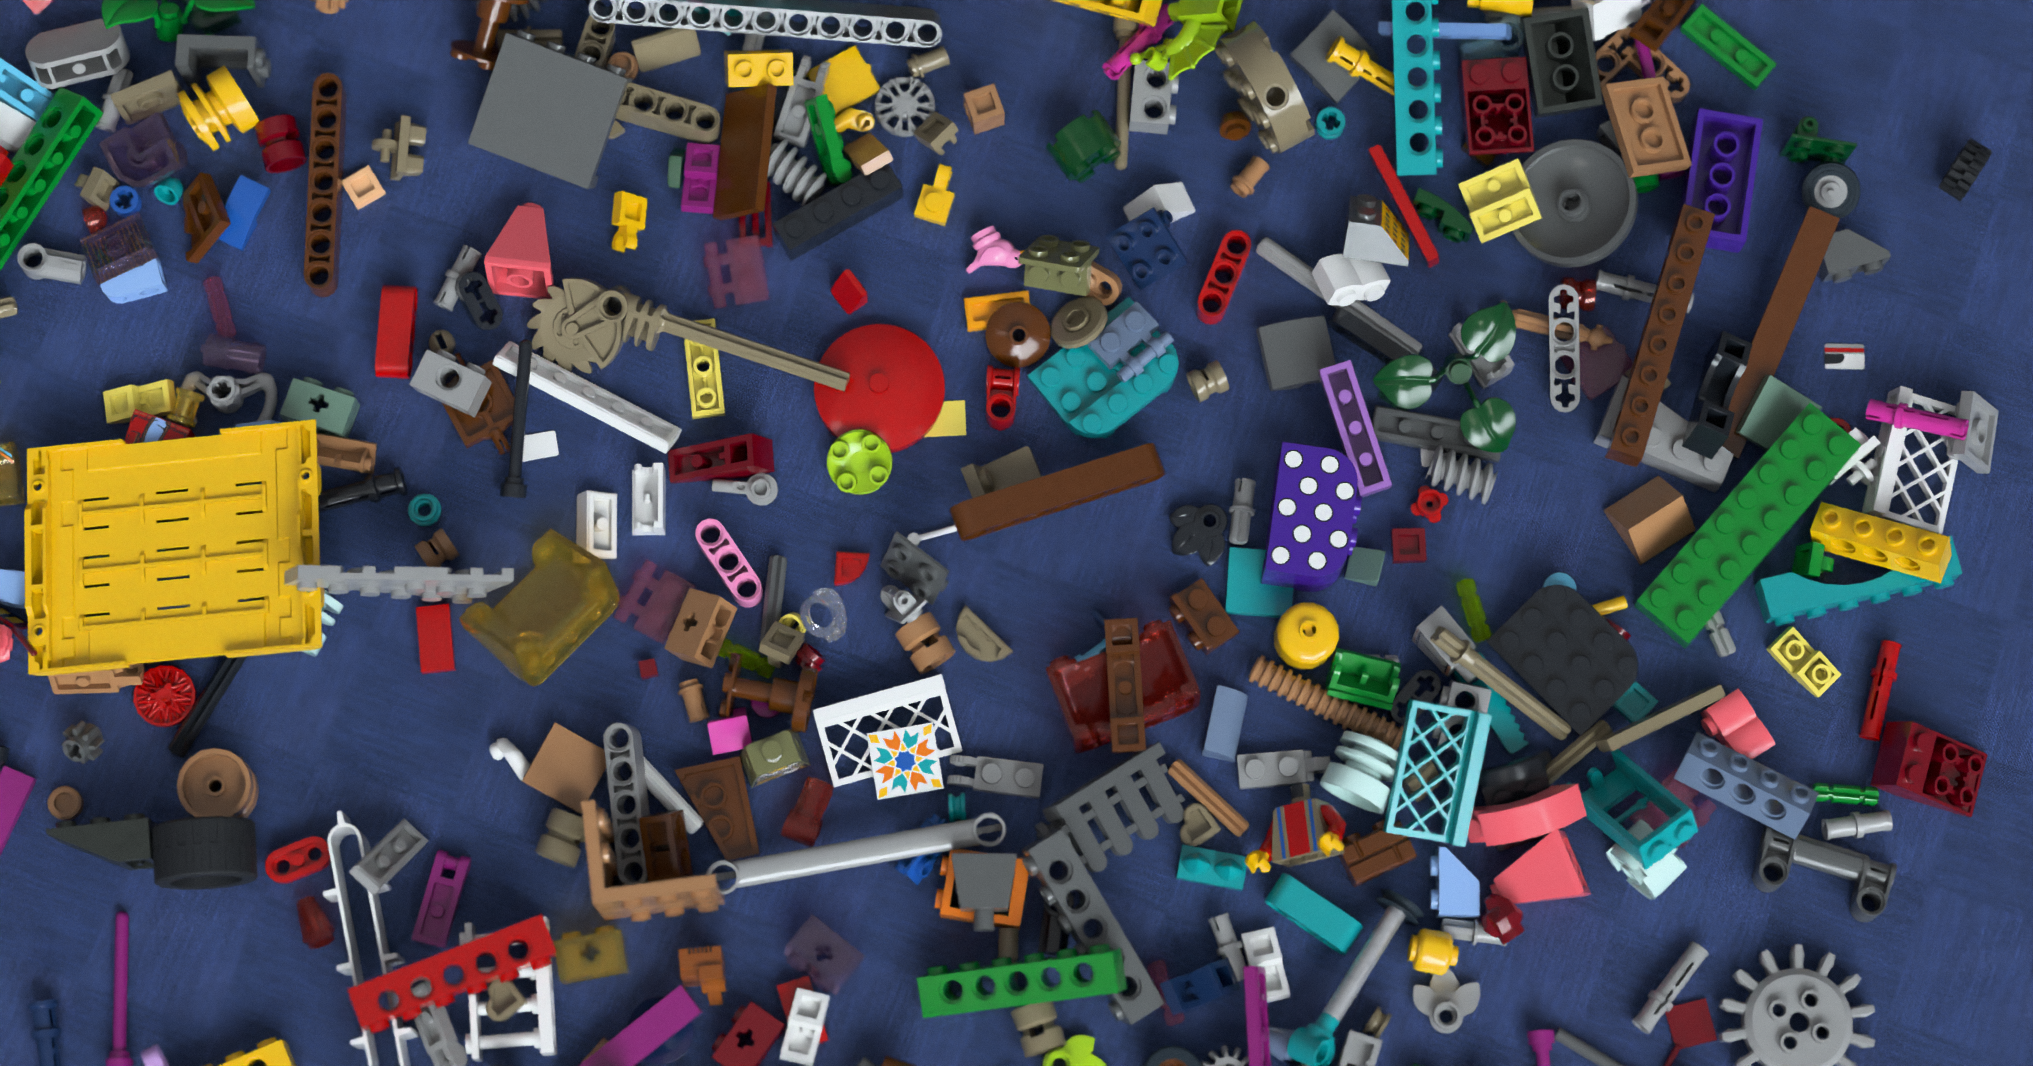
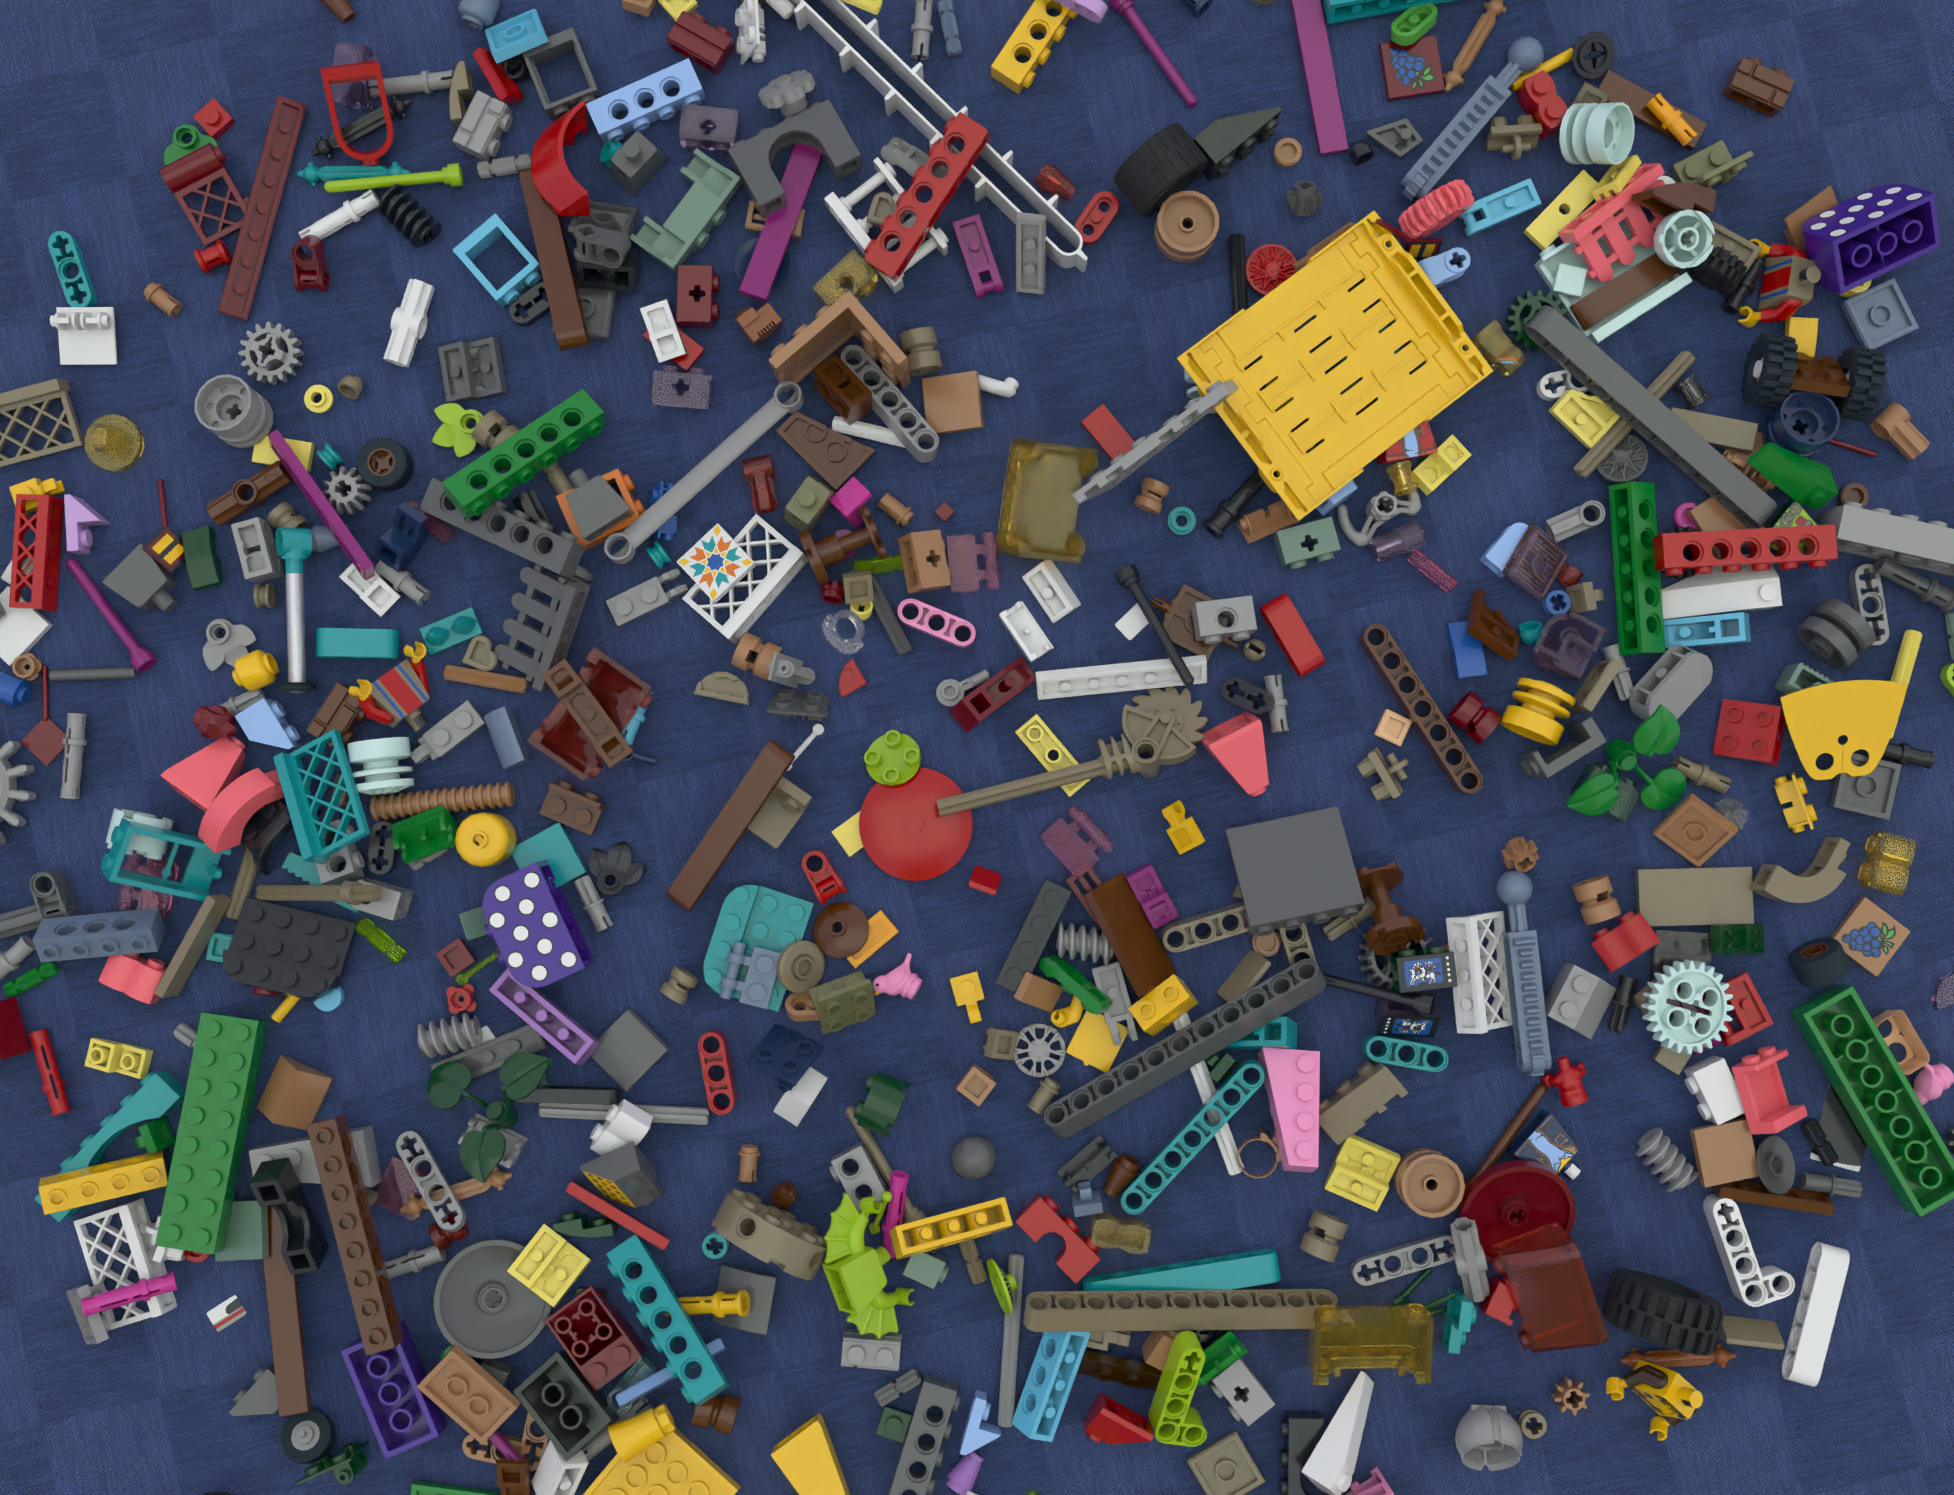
camera: 150 degrees right, 10 degrees up
(676, 167) = (1174, 891): dark green tile -> none
(1032, 48) = (974, 1157): none -> dark grey hair
(1363, 525) = (463, 978): none -> clear neon green hinge

